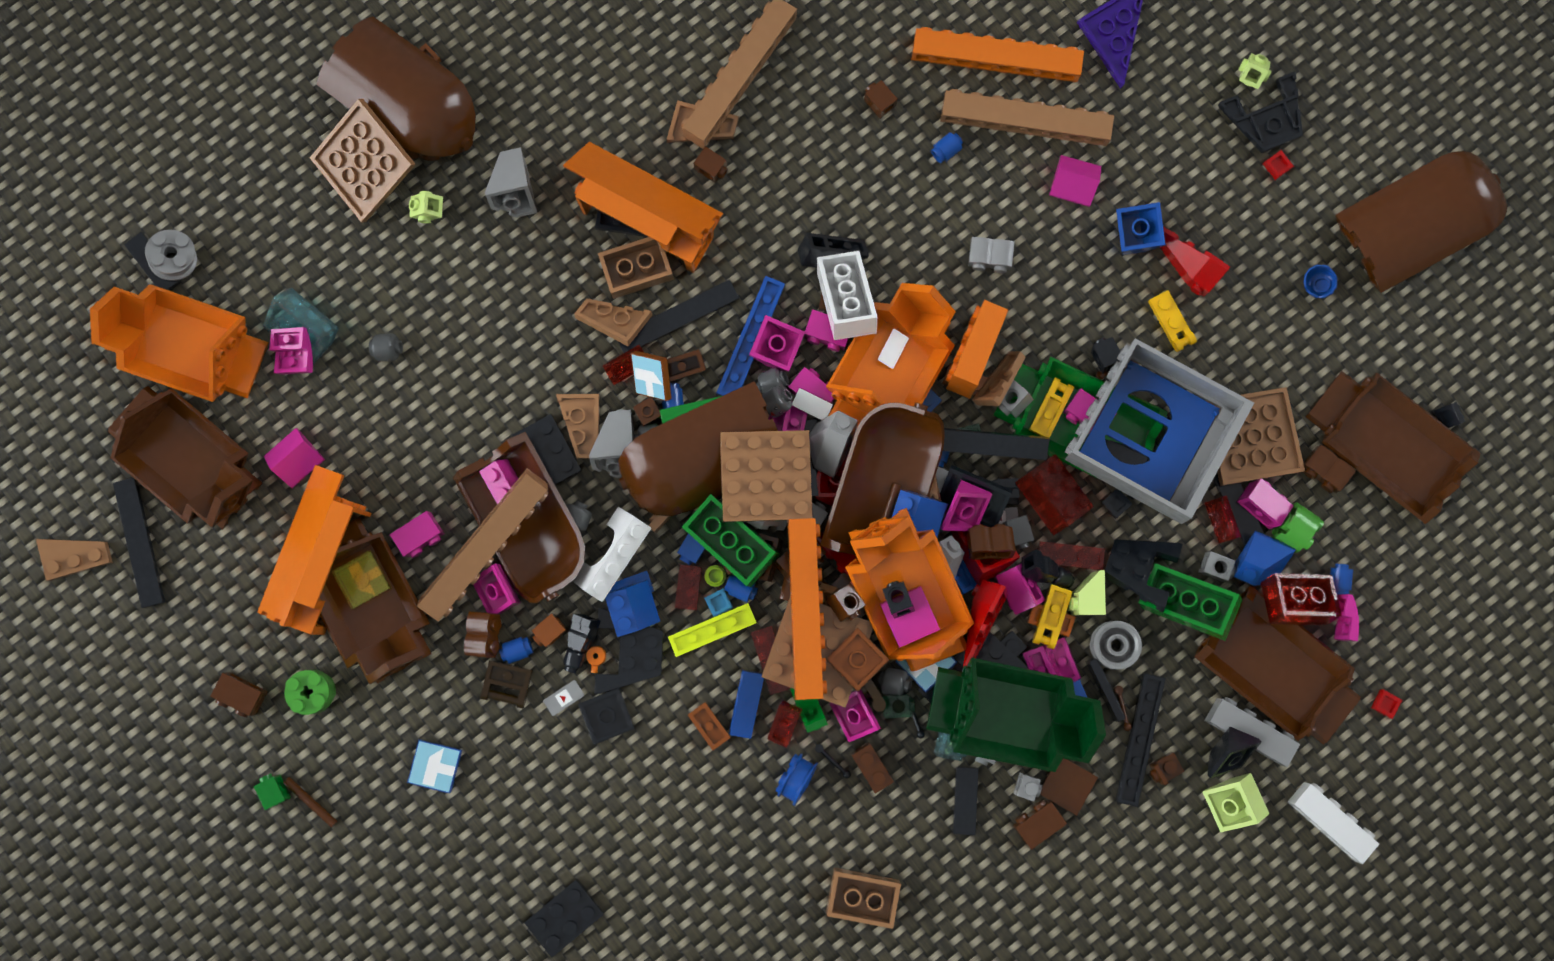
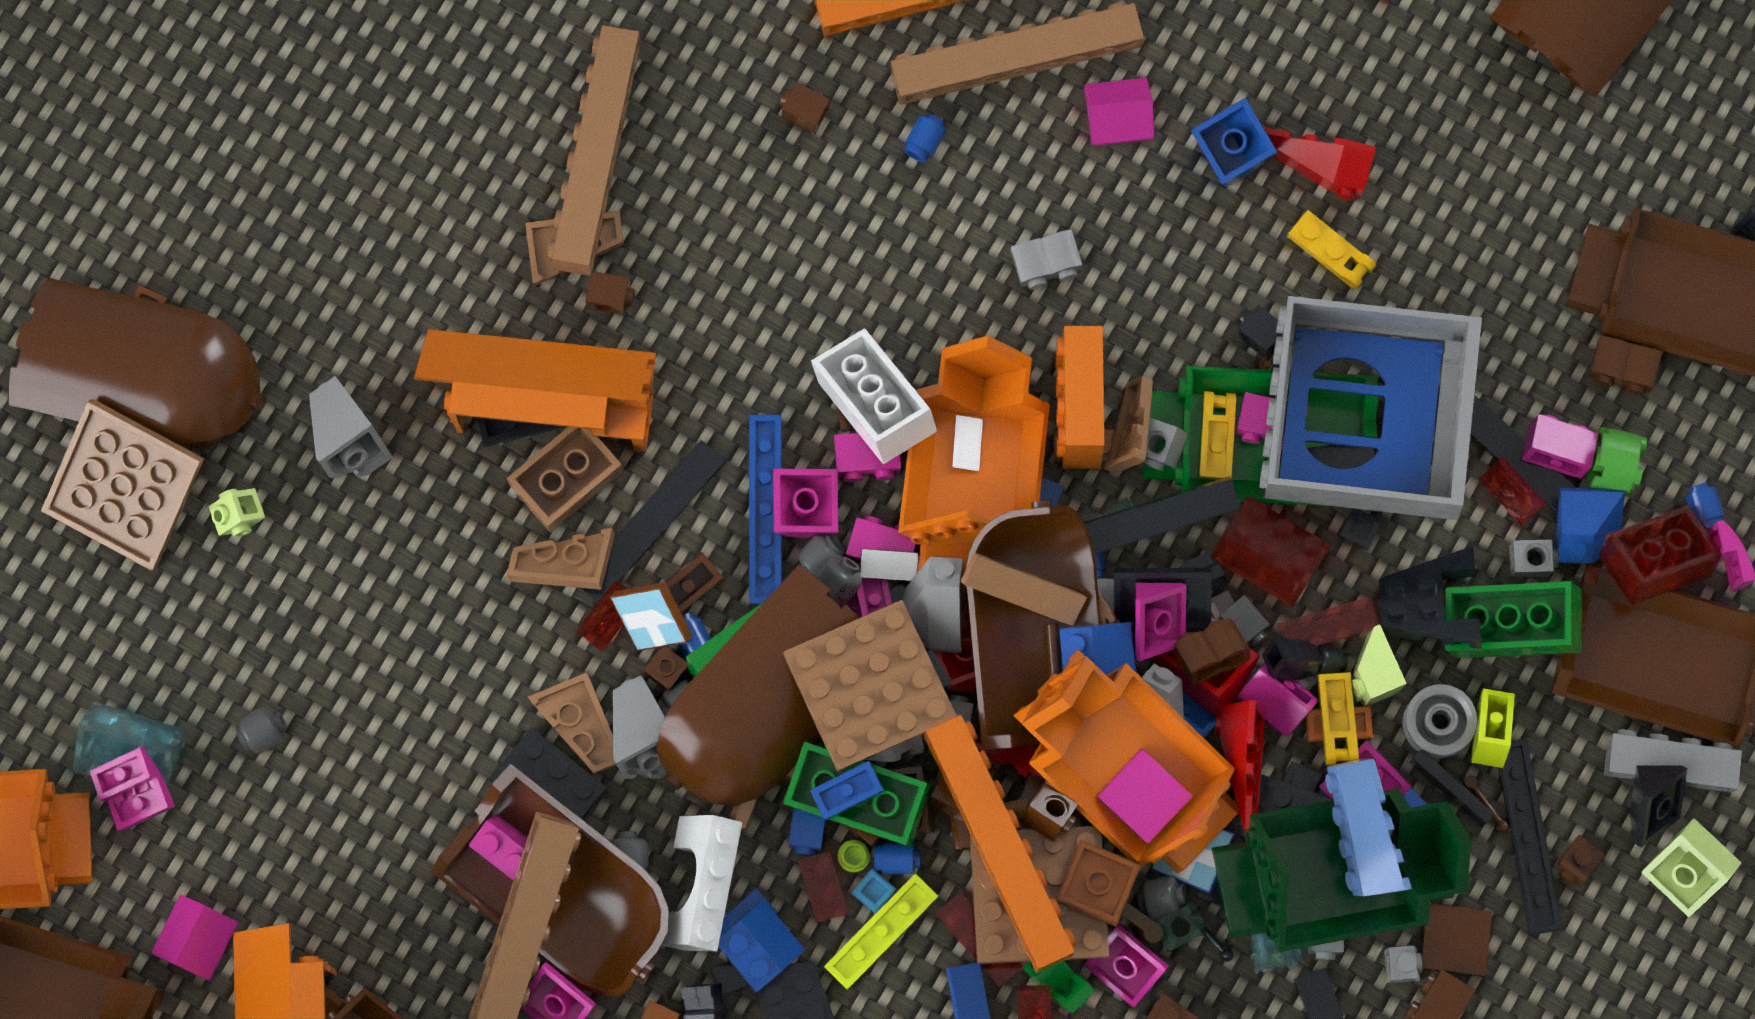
camera: 25 degrees left, 5 degrees down
(417, 534) = (416, 971): dark pink brick -> none
(723, 536) = (847, 790): none -> blue plate
(823, 245) = (807, 343): black slope -> none
(888, 455) = (1023, 589): none -> medium nougat tile
(903, 607) = (1128, 787): black brick -> none
(1040, 697) = (1365, 829): none -> medium blue wedge
(1149, 664) = (1493, 728): none -> neon yellow brick
(1266, 442) = (1521, 363): medium nougat plate -> none
(1320, 281) = (1507, 115): blue hair -> none

